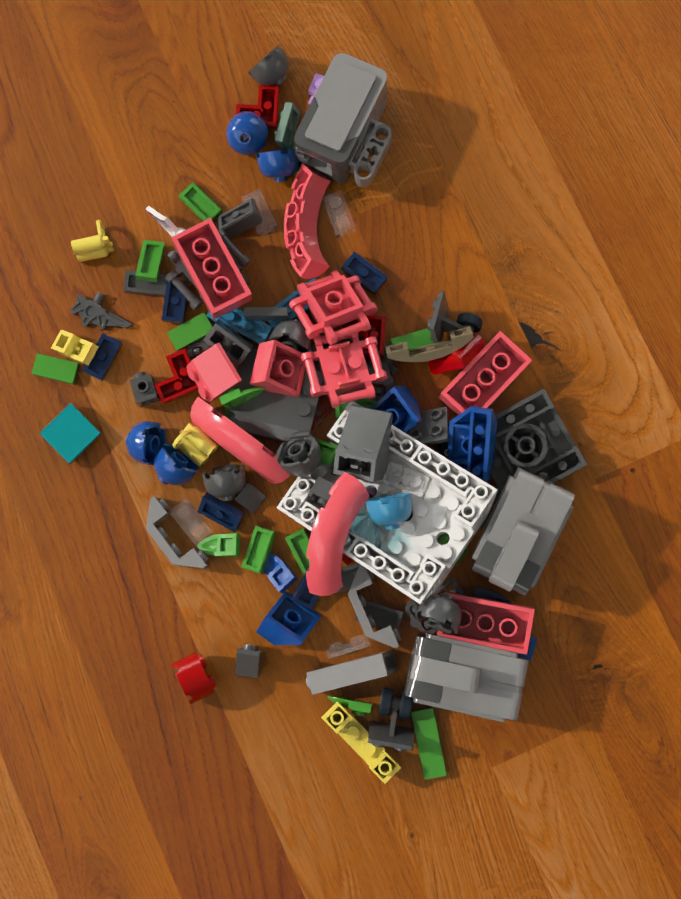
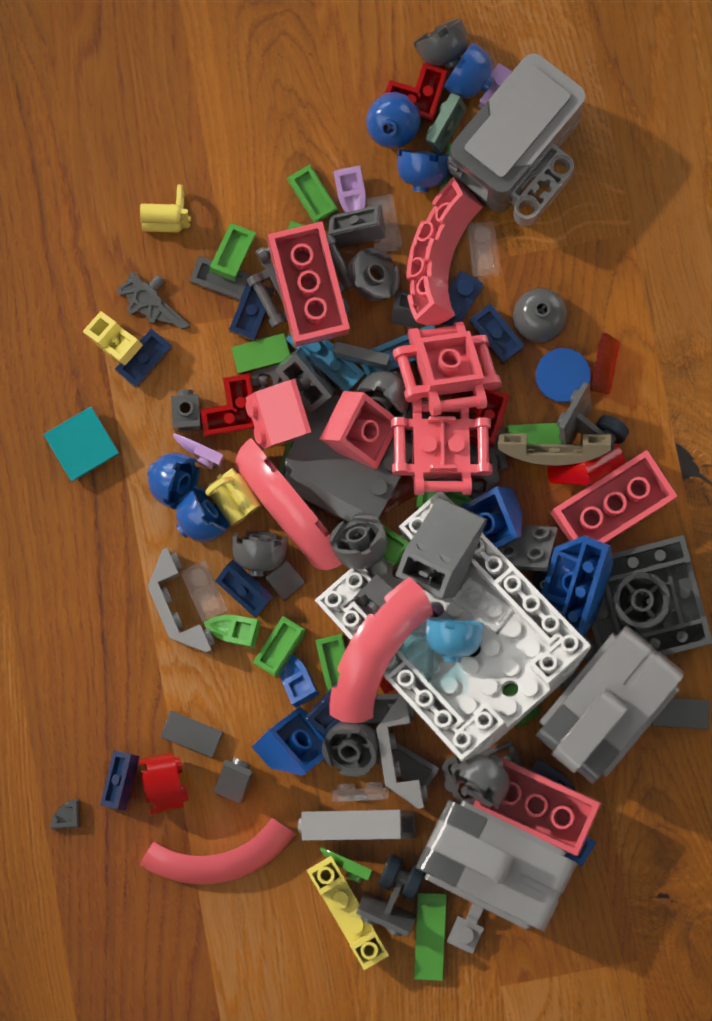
camera: 10 degrees right, 0 degrees up
(55, 369) = (81, 358): bright green tile -> none
(127, 720) = (67, 816): none -> dark grey tile
(161, 683) = (119, 780): none -> dark blue plate
(165, 222) = (272, 224): white arm -> none
(166, 418) = (205, 455): none -> lavender plate
(207, 633) = (191, 734): none -> dark grey tile
(227, 191) = (350, 188): none -> lavender plate
(236, 397) = (299, 450): bright green plate -> none
(253, 731) = (223, 866): none -> coral brick
(254, 258) = (363, 281): none -> dark grey tile
(289, 275) = (401, 311): none -> dark grey slope
(296, 84) = (471, 73): none -> blue cylinder
(331, 251) = (462, 296): none -> dark blue plate
(332, 614) = (351, 748): none -> dark grey cylinder
(396, 259) = (535, 326): none -> dark grey cylinder
(420, 291) = (561, 373): none -> blue tile
(451, 275) = (605, 364): none -> clear red slope
(455, 732) = (466, 931): none -> light grey plate
(580, 523) = (684, 714): none -> dark grey tile

